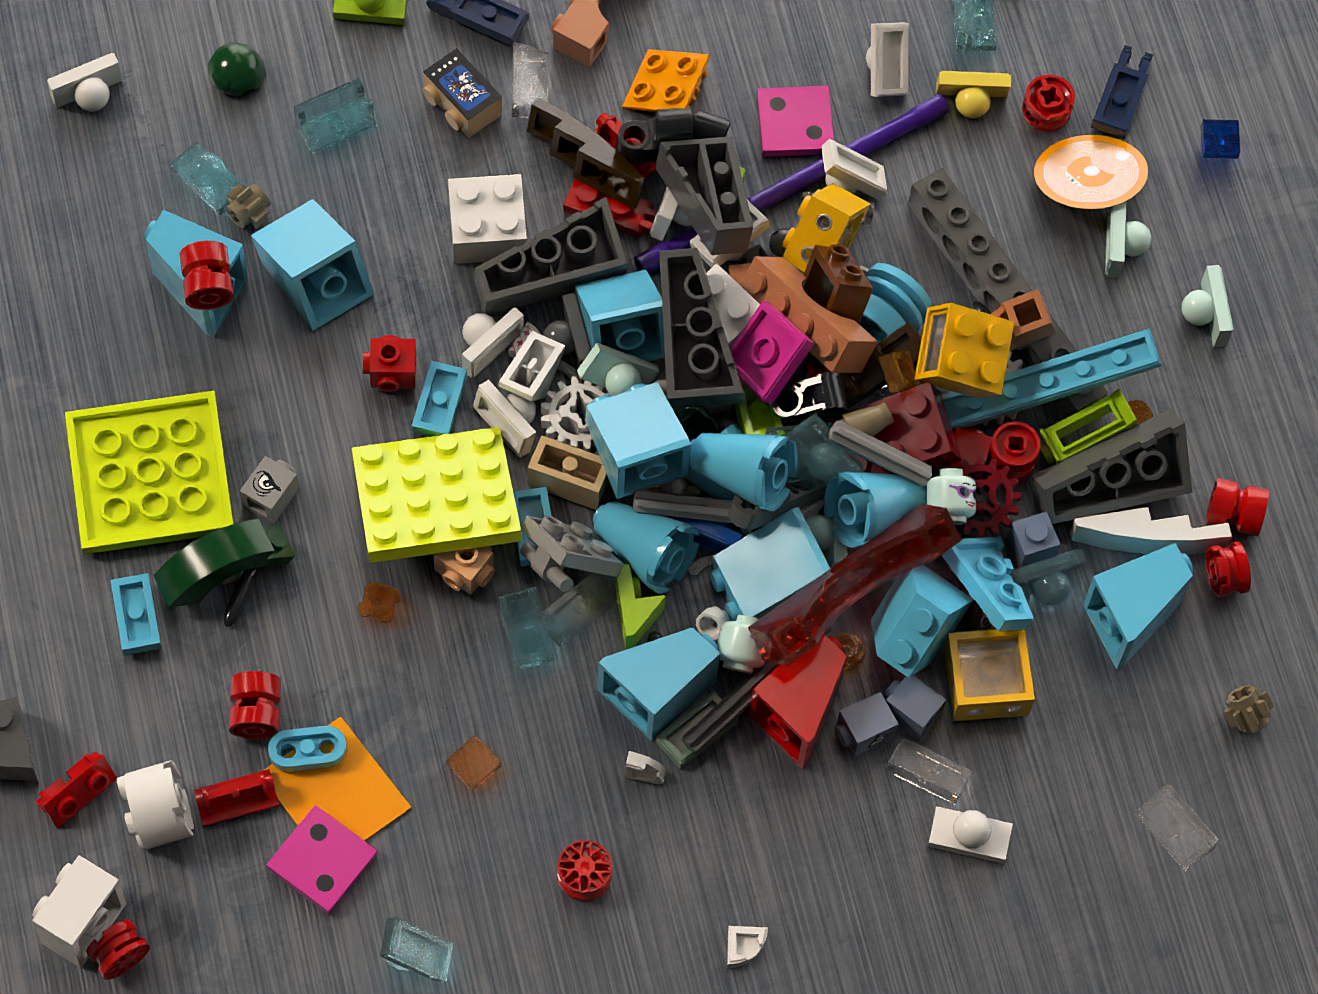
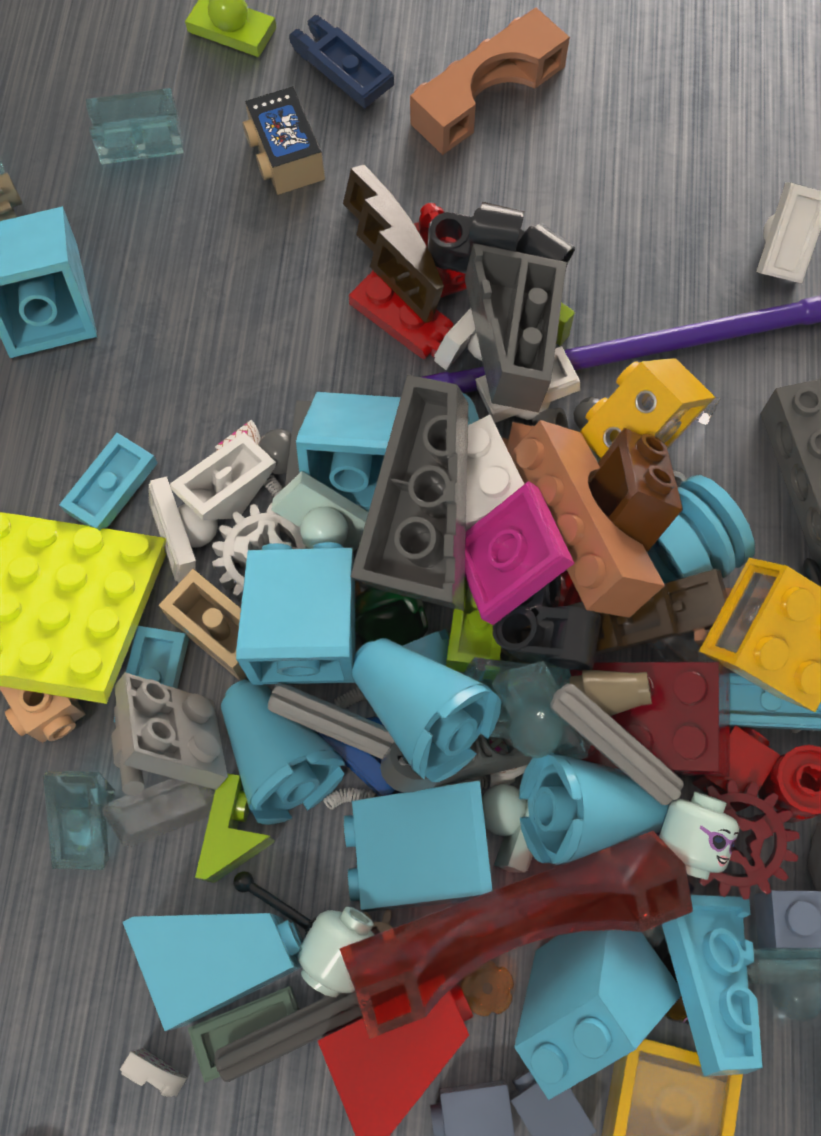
camera: 25 degrees right, 5 degrees up
(236, 69) = (58, 51): dark green hair -> none
(391, 363) = (68, 421): red brick -> none
(486, 216) = (251, 285): white brick -> none
(488, 338) = (195, 427): white tile -> none
(528, 78) = (367, 142): clear slope -> none
(553, 262) = (301, 356): dark grey wedge -> none
(667, 80) = (528, 186): light orange hinge -> none
(708, 617) = (325, 887): white hinge -> none
(794, 120) = (656, 277): dark pink tile -> none
(853, 170) = (706, 351): white tile -> none
(899, 371) = (681, 634): clear orange tile -> none

